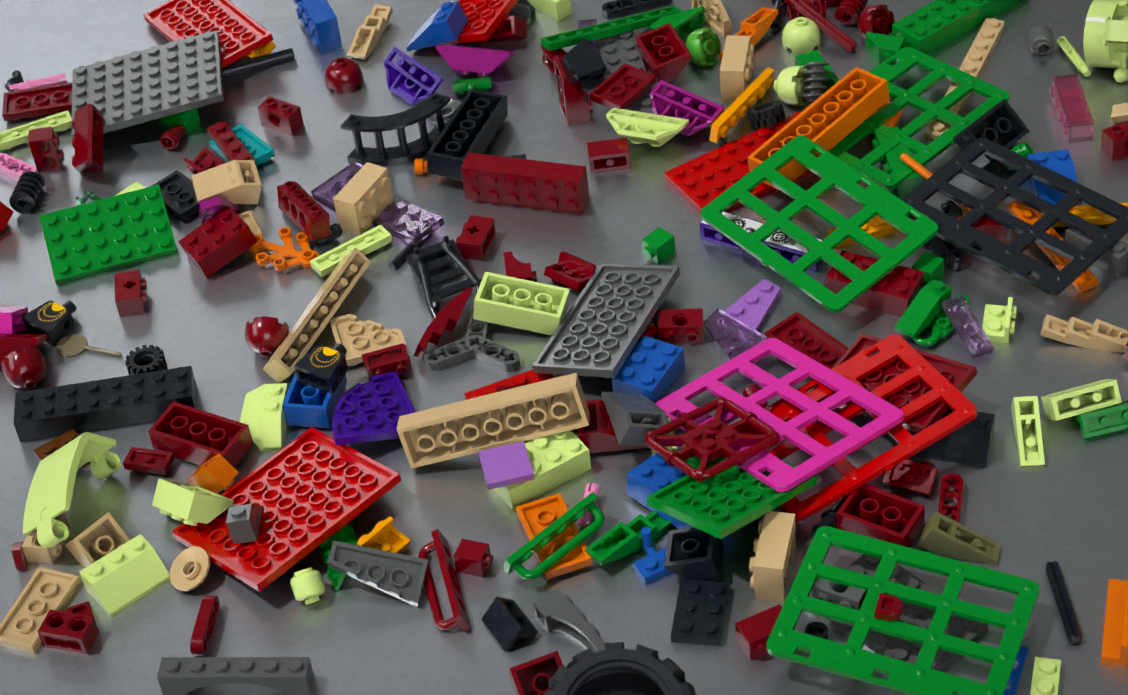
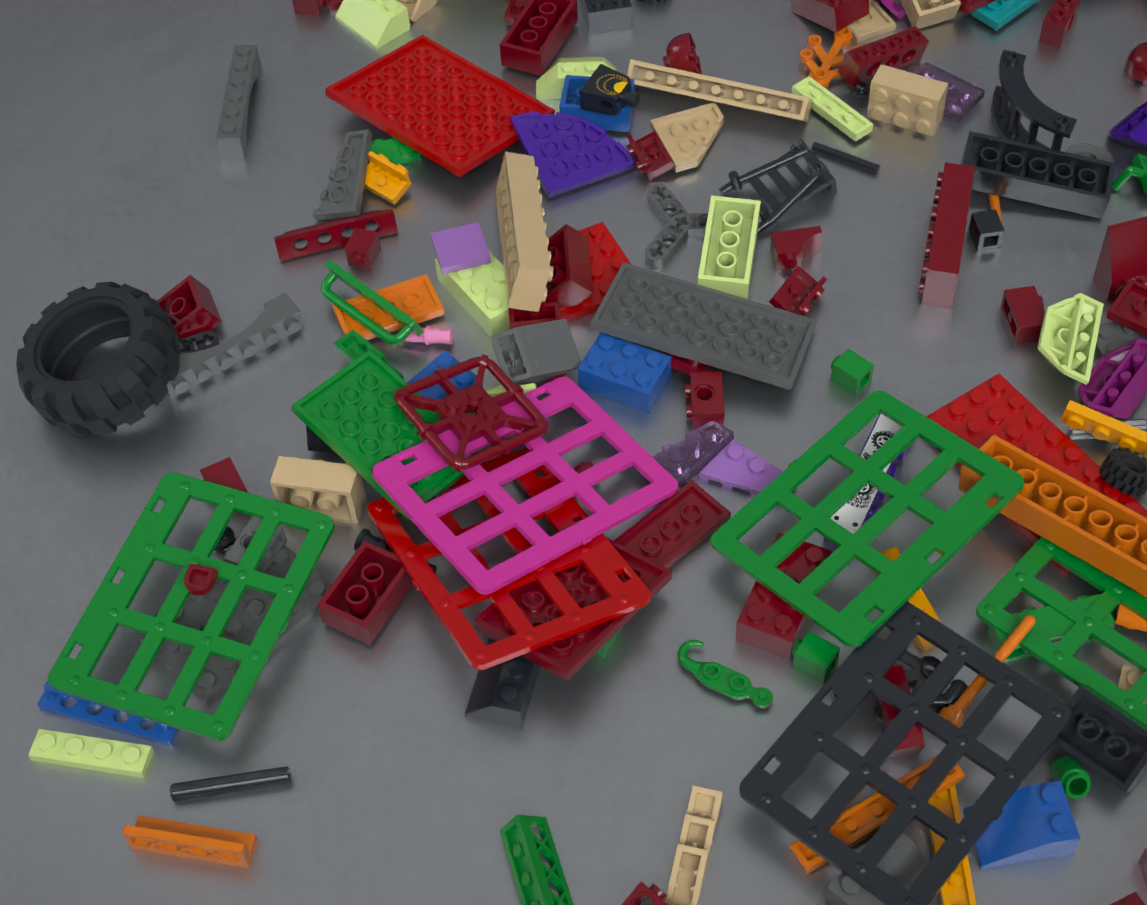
camera: 85 degrees right, 10 degrees up
(189, 502) = (450, 36): yellowish green slope -> none
(189, 568) = (373, 53): tan dish -> none
(204, 626) = (290, 69): dark red beam -> none
(214, 475) = (487, 52): orange slope -> none
(244, 522) = (409, 68): dark grey slope -> none
(307, 585) = (336, 129): yellowish green head -> none
(409, 222) = (883, 148): clear purple plate -> none
(445, 319) = (699, 186): dark red slope -> none
(476, 237) = (857, 206): dark red brick -> none
(507, 622) = (286, 281): black panel -> none
(700, 612) = (266, 437): black plate -> none
(912, 477) = (437, 641): dark red bracket -> none
(924, 308) = (731, 647): green slope -> none
(956, 495) = (421, 683): dark red beam -> none
(957, 541) = (329, 676): olive slope -> none
(967, 326) = (698, 695): clear purple plate -> none
(998, 322) = (721, 740): yellowish green bracket -> none
(1027, 431) = (509, 758): yellowish green slope -> none
(1081, 399) = (554, 822): yellowish green brick -> none

